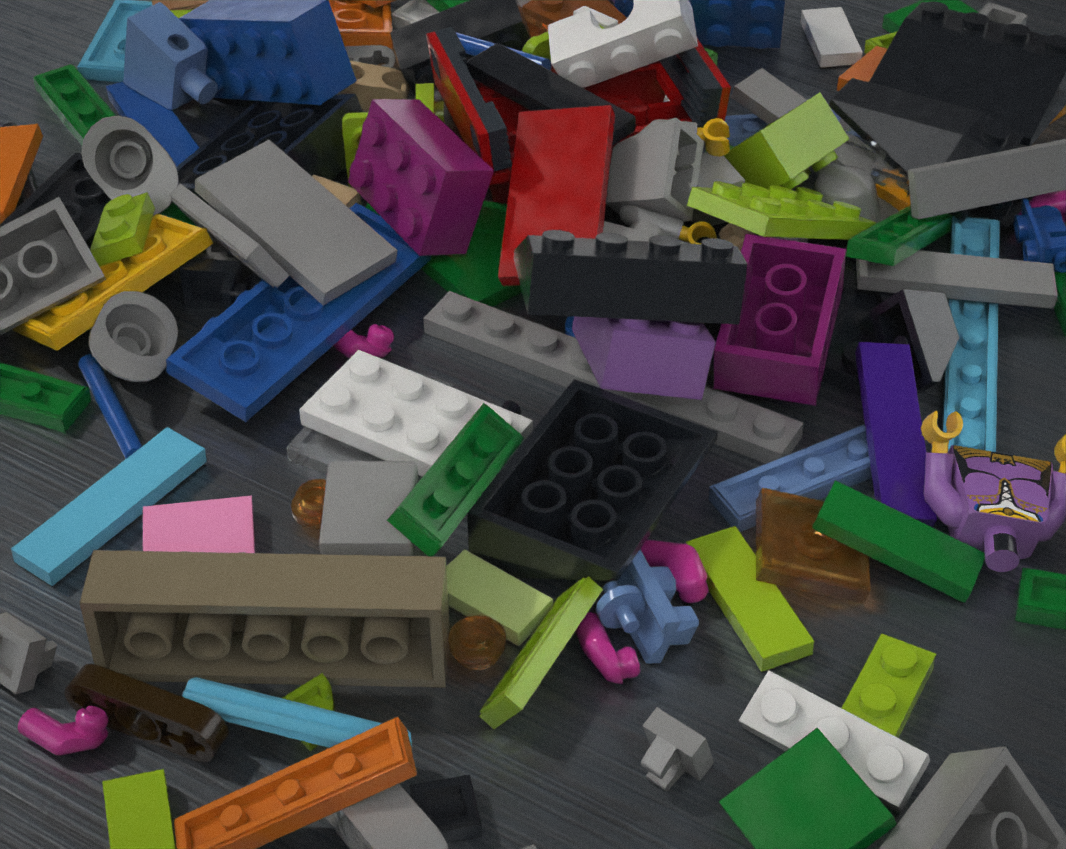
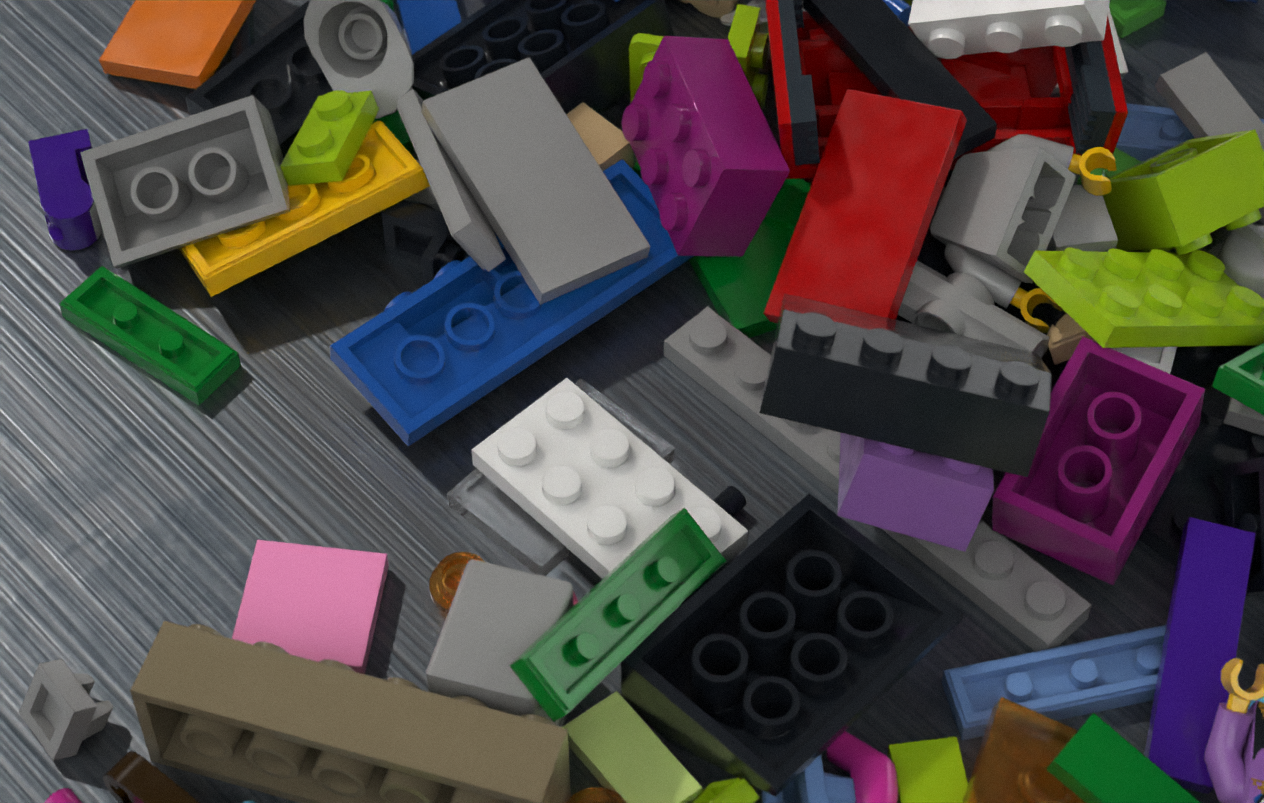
camera: 15 degrees right, 10 degrees up
(108, 506) = (222, 525): medium azure tile -> none
(109, 405) = (259, 387): blue bar -> none
(133, 336) = (302, 301): light grey piece -> none
(375, 343) = (590, 364): dark pink arm -> none

